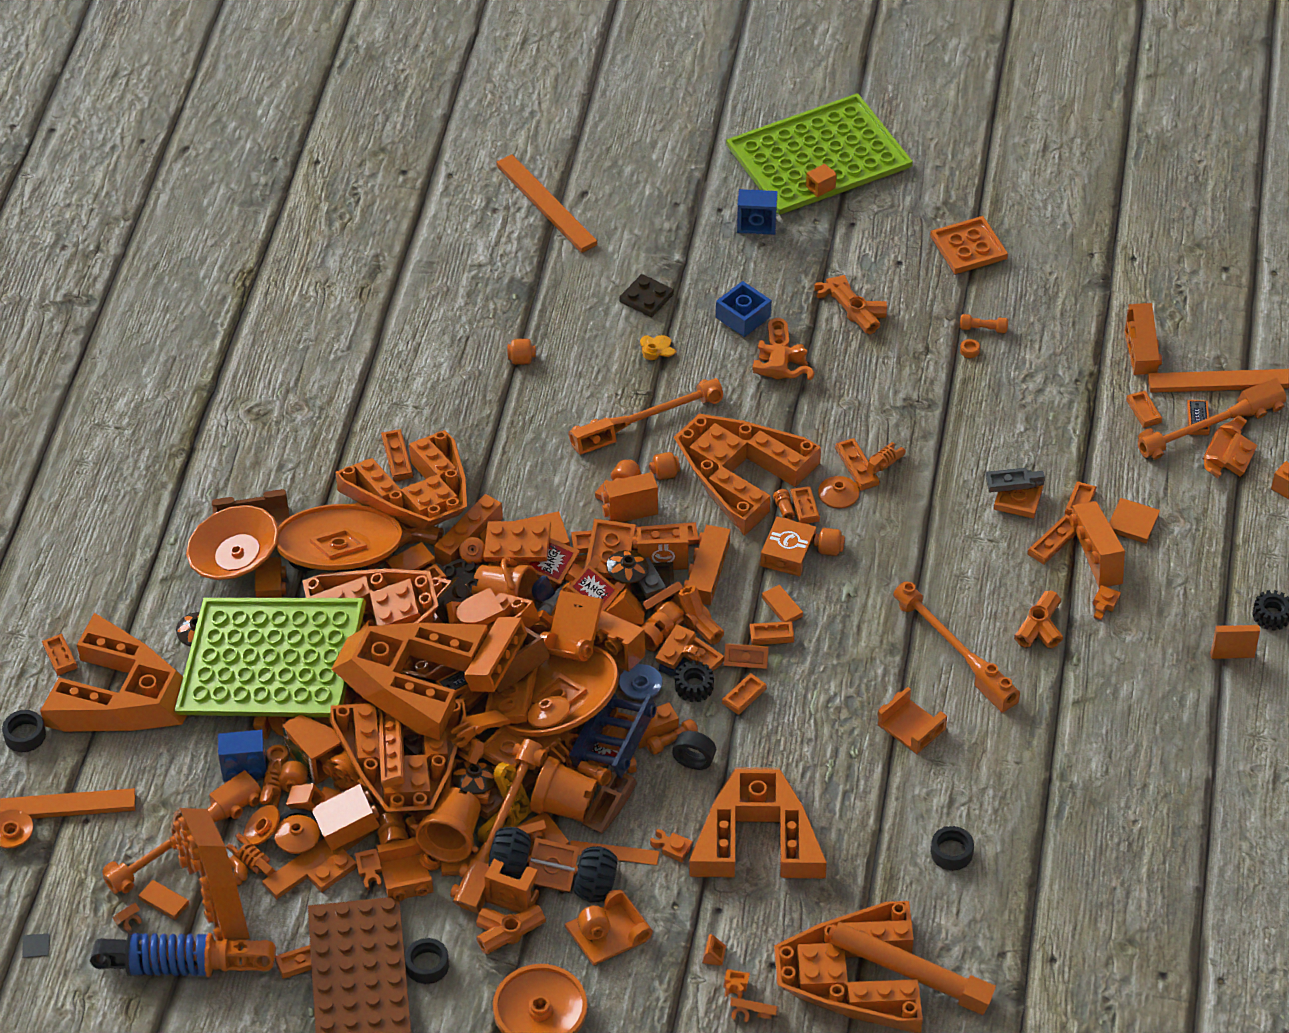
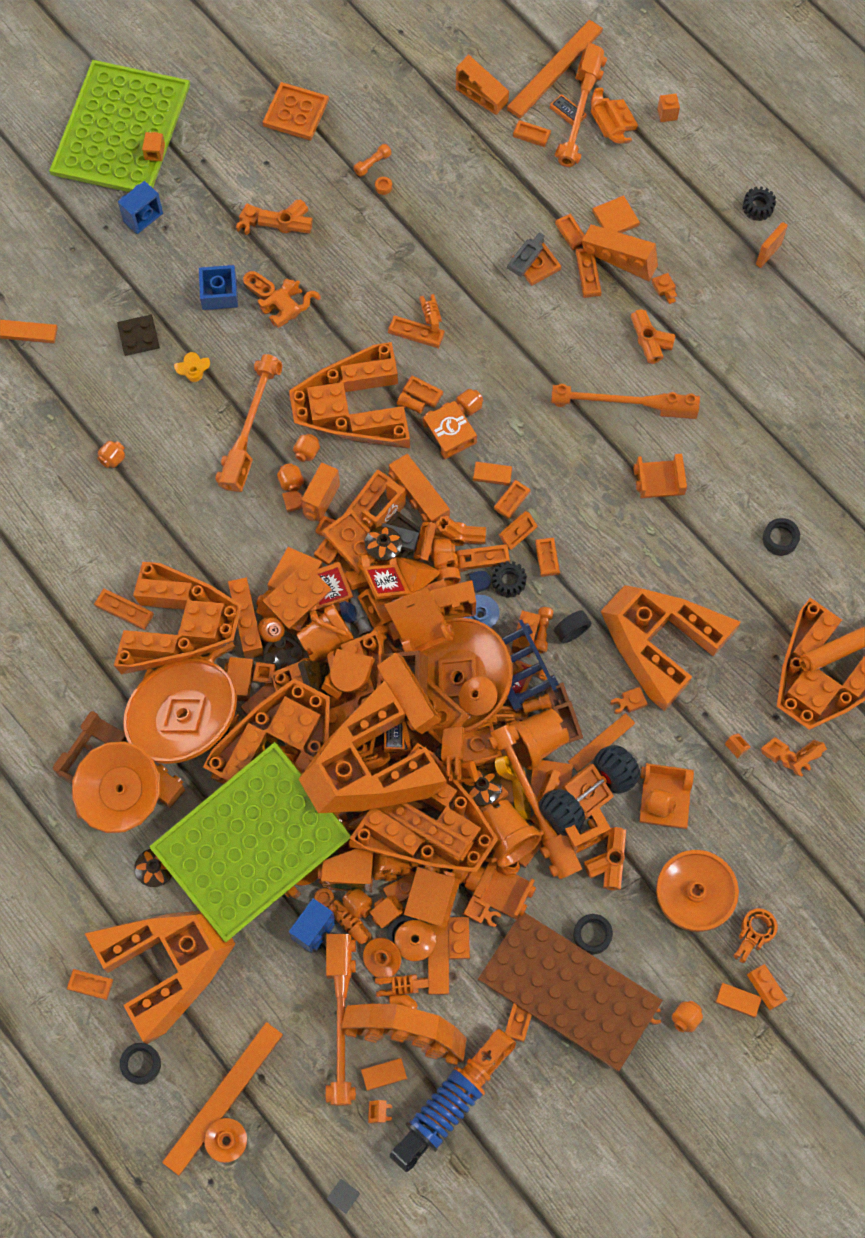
camera: 50 degrees left, 20 degrees up
(677, 646) = (475, 567): orange plate -> none
(838, 492) = (430, 368): orange dish -> none

